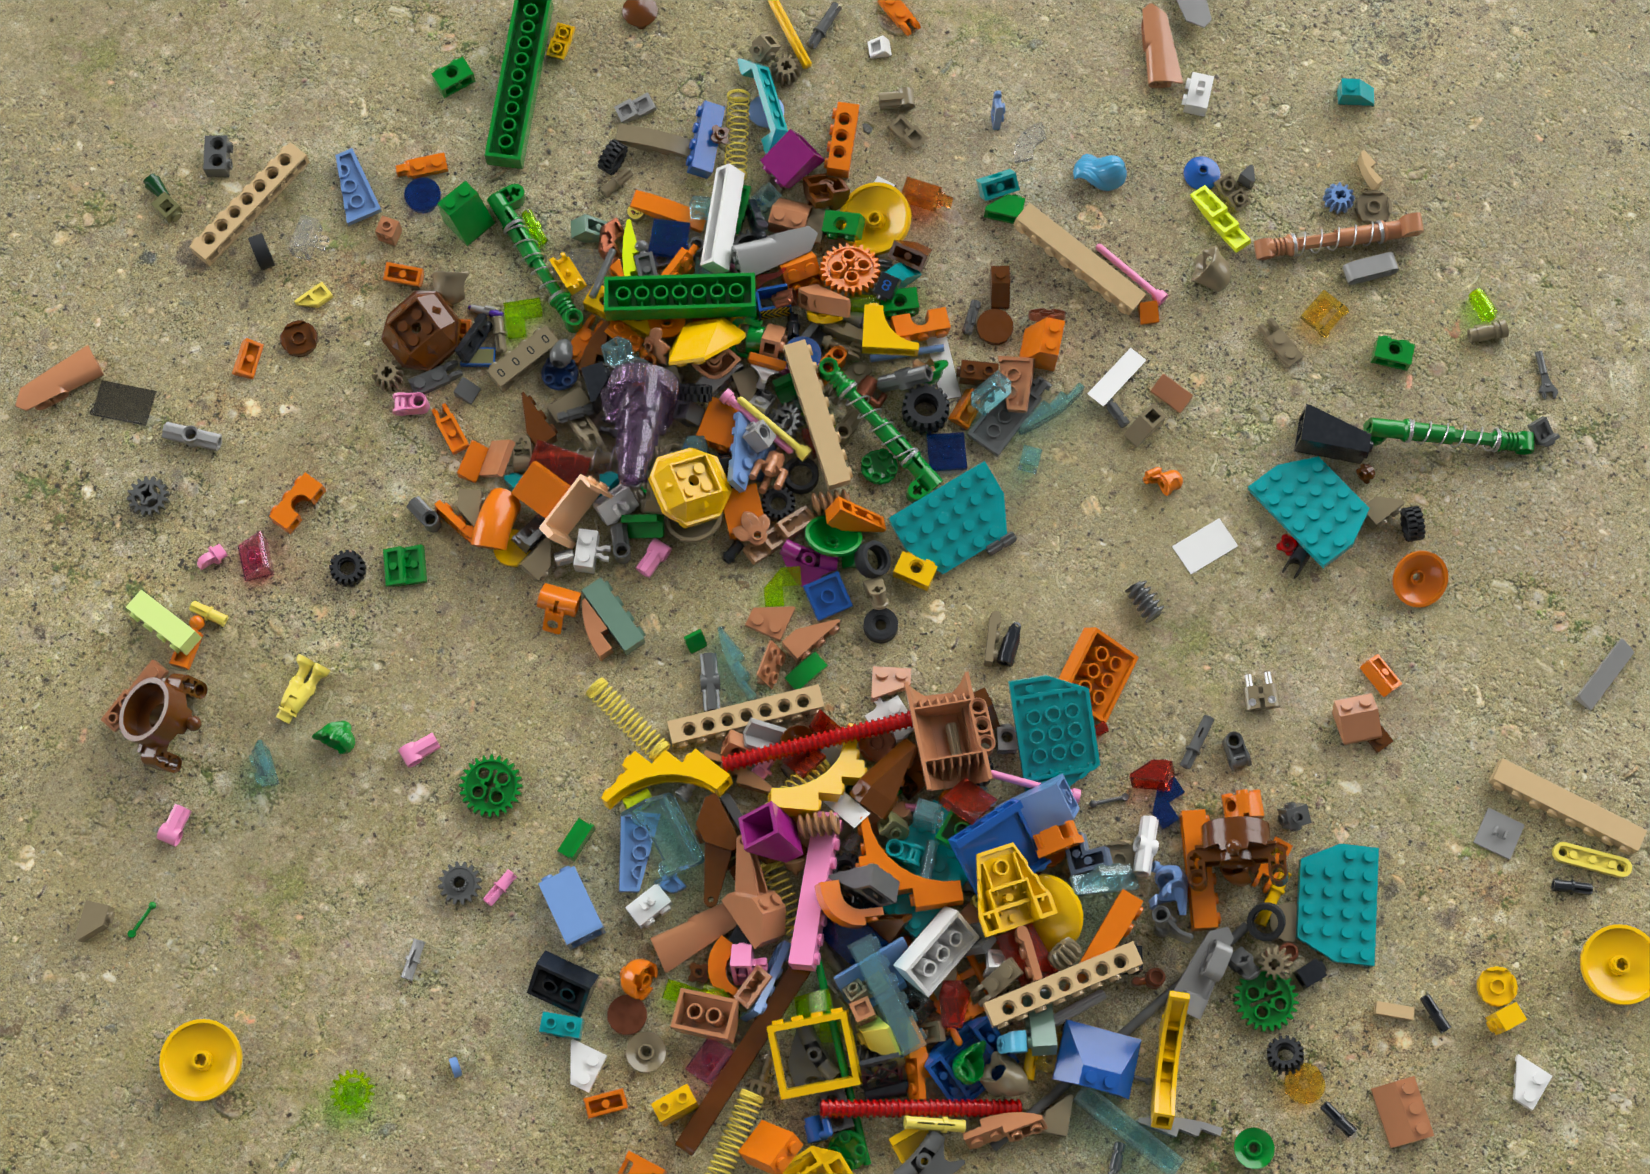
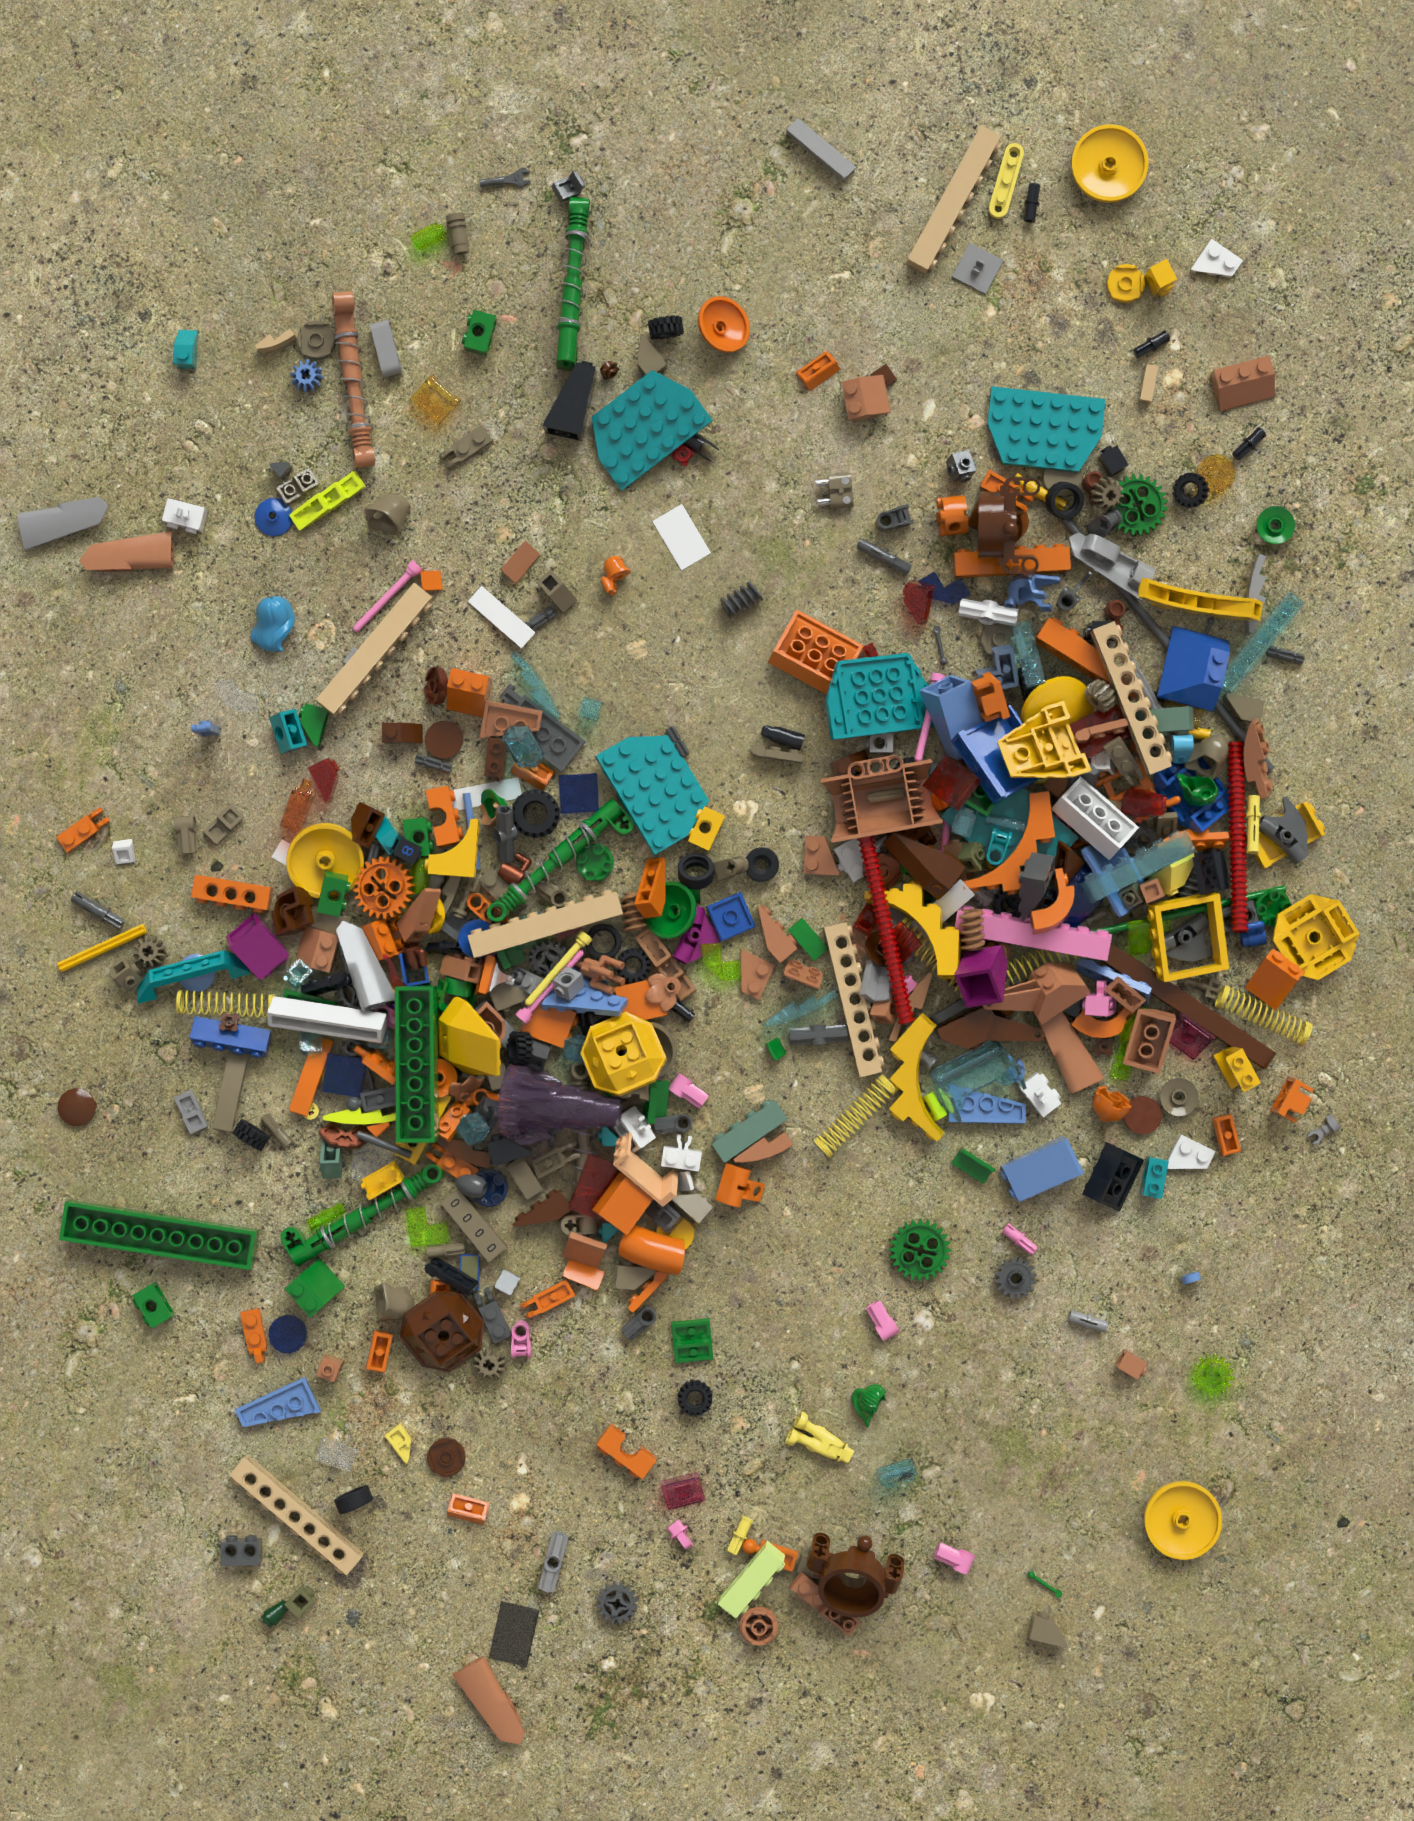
camera: 90 degrees left, 15 degrees up
(116, 629) = (758, 1626): none -> nougat cone
(366, 1005) = (1131, 1364): none -> nougat brick
(488, 310) = (418, 1263): light grey piece -> none
(561, 41) = (111, 1191): yellow slope -> none
(575, 413) = (536, 1171): dark grey axle -> none
(954, 220) = (325, 777): none -> clear red slope

